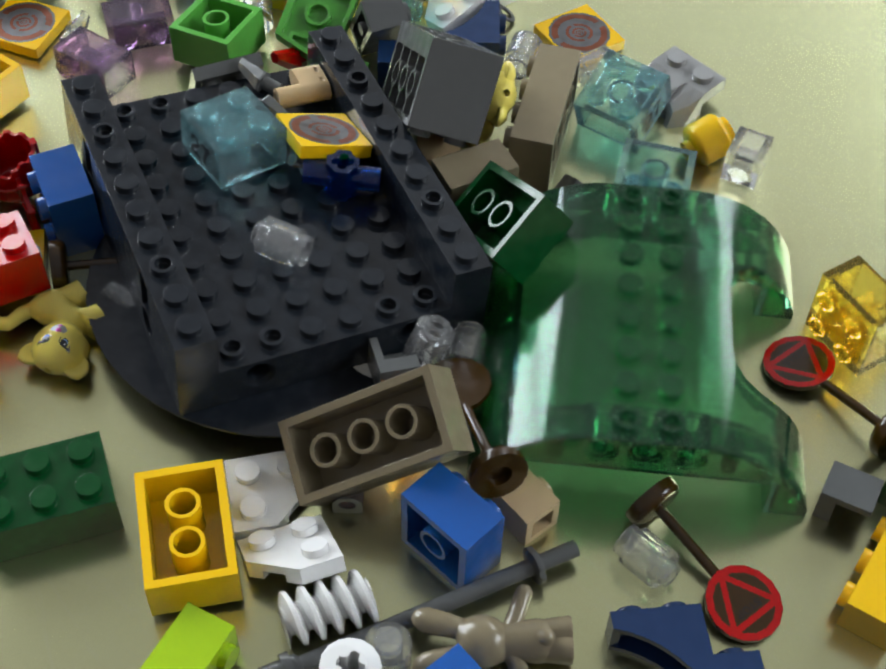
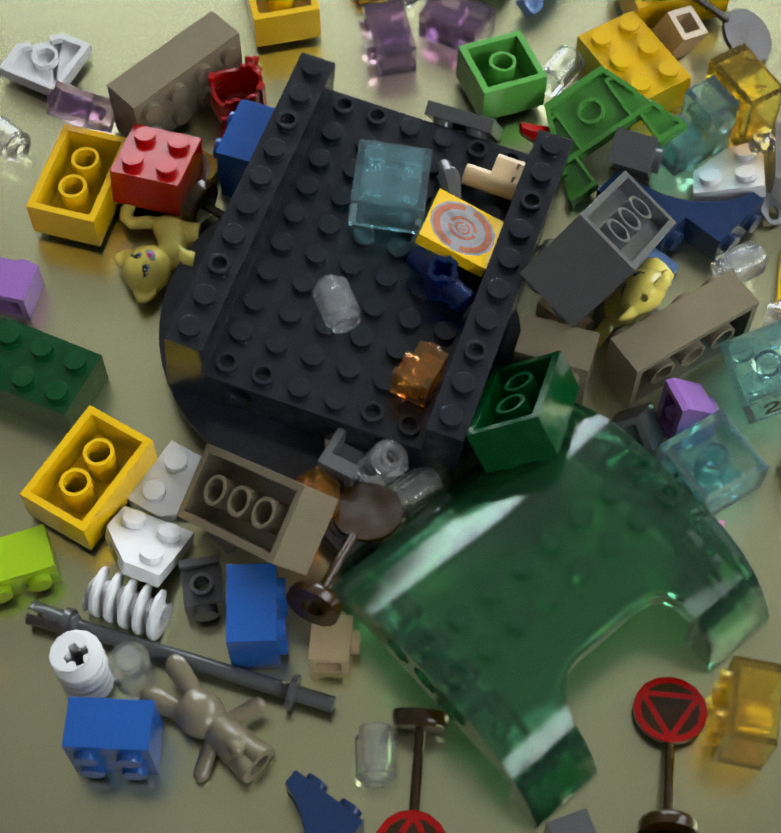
camera: 45 degrees right, 10 degrees up
(258, 77) = (470, 142): dark grey bar -> none
(375, 561) = (202, 573): none -> dark grey brick
(401, 248) = (419, 373): none -> clear orange brick
(595, 160) = (683, 405): none -> medium lavender slope

